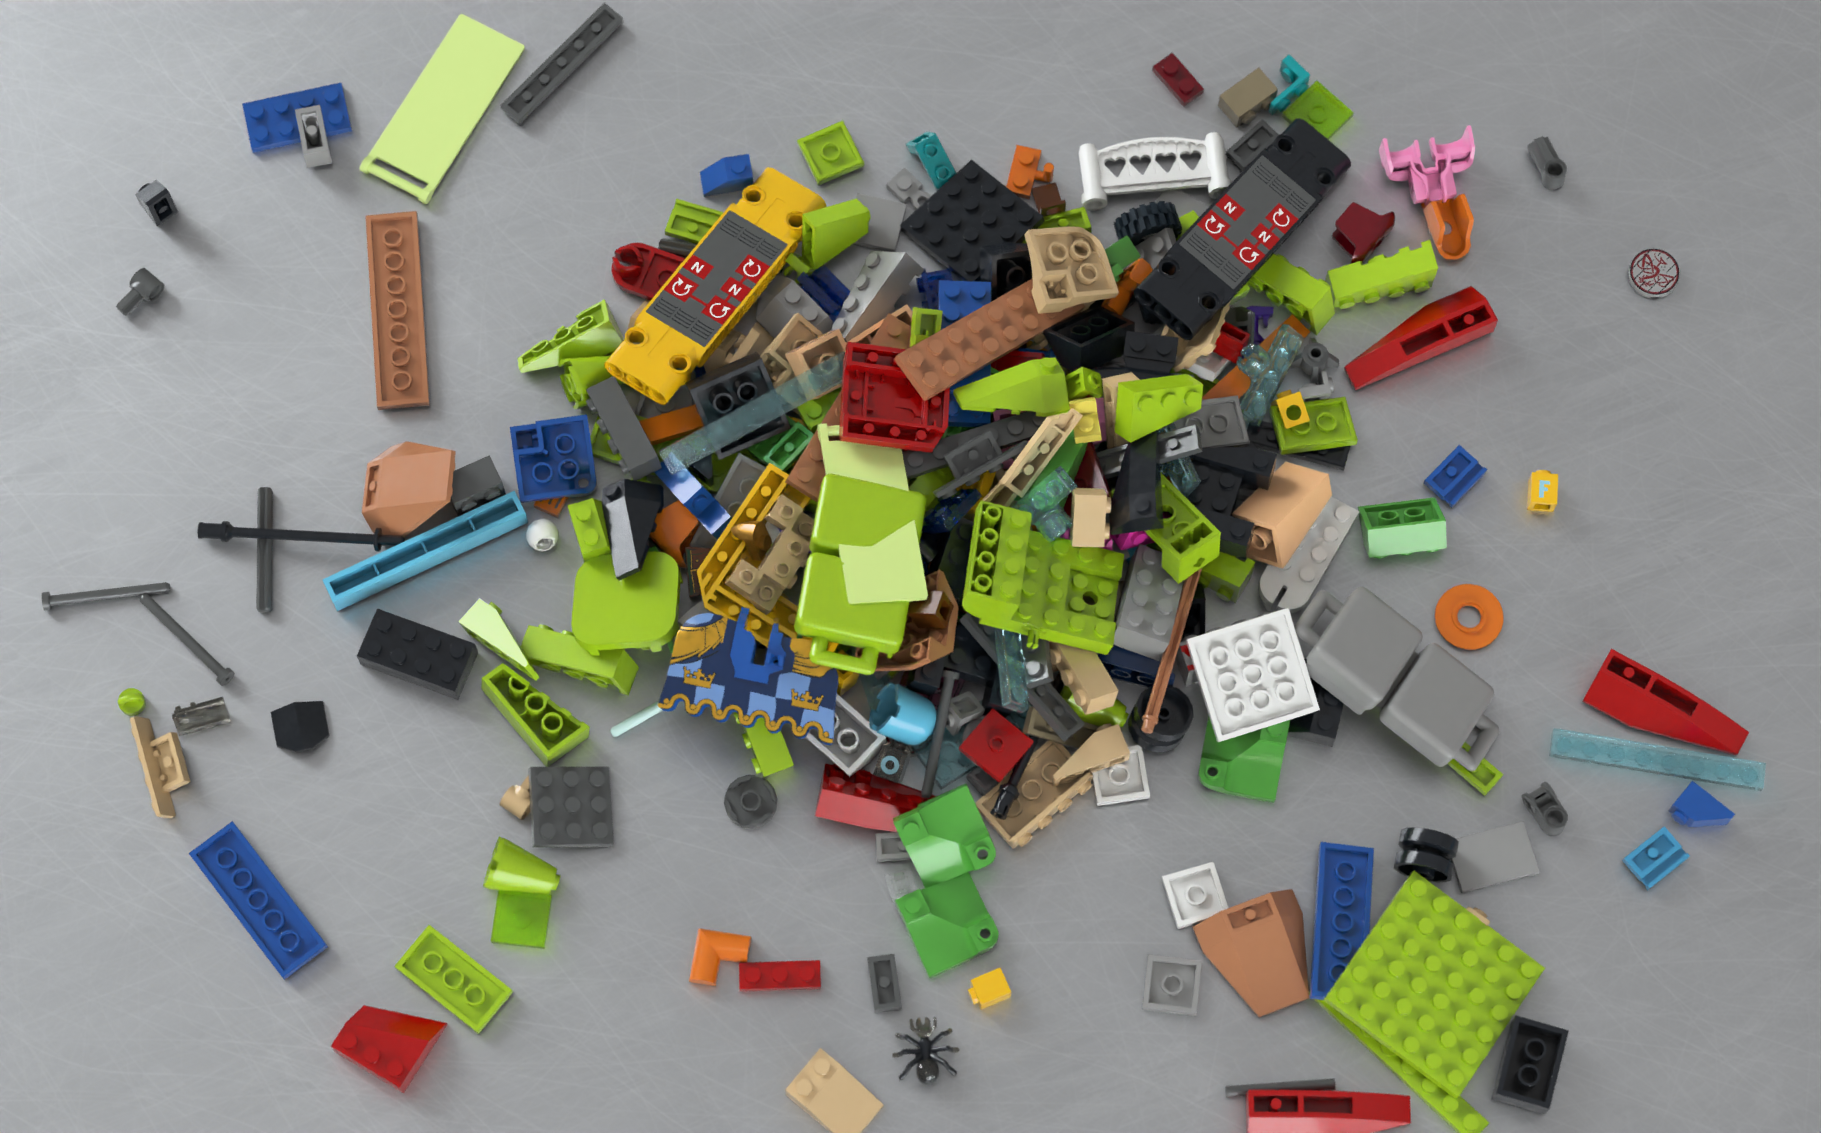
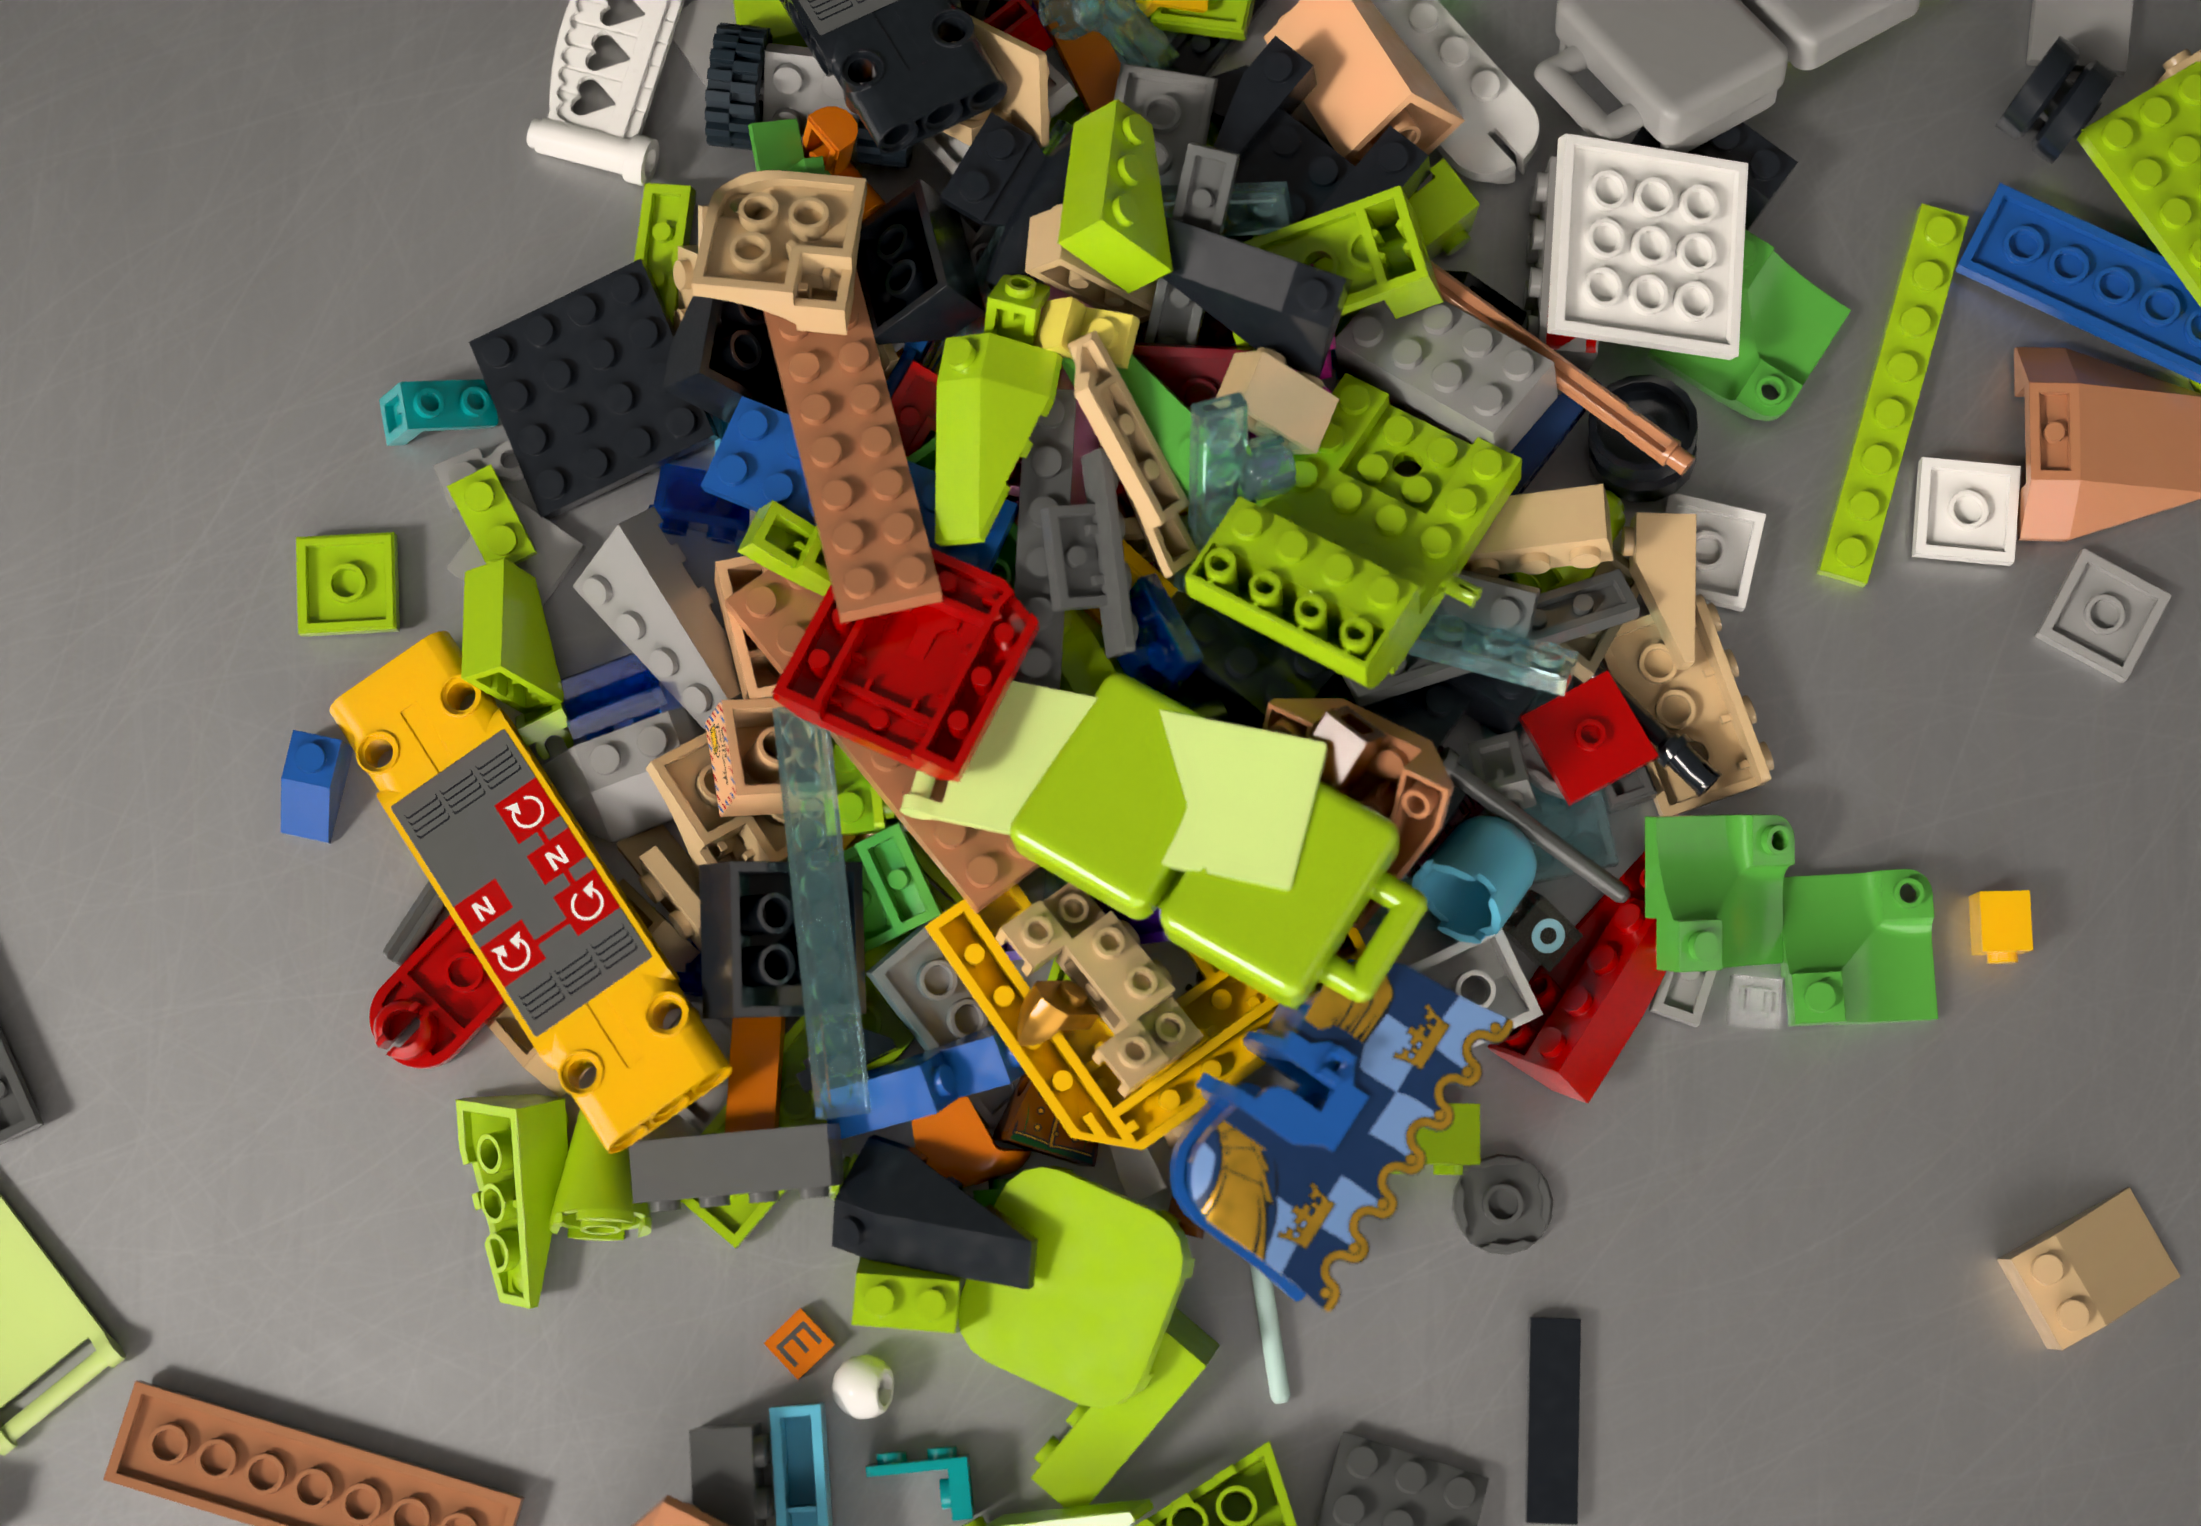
camera: 65 degrees left, 10 degrees up
(512, 597) = (955, 1491): none -> teal bracket
(553, 458) = (729, 1313): blue slope -> none
(654, 865) = (1552, 1420): none -> black tile
(690, 221) = (376, 882): lime plate -> none
(716, 946) = (1741, 1373): orange brick -> none
(779, 975) = (1835, 1276): red plate -> none
(884, 982) = (1920, 1100): dark grey plate -> none
(889, 202) = (491, 517): none -> lime plate
(925, 1056) = (2073, 1082): animal -> none
(1025, 172) = (532, 259): orange plate -> none
(1048, 200) = (605, 240): reddish brown bracket -> none
(1241, 838) = (1892, 395): none -> lime plate

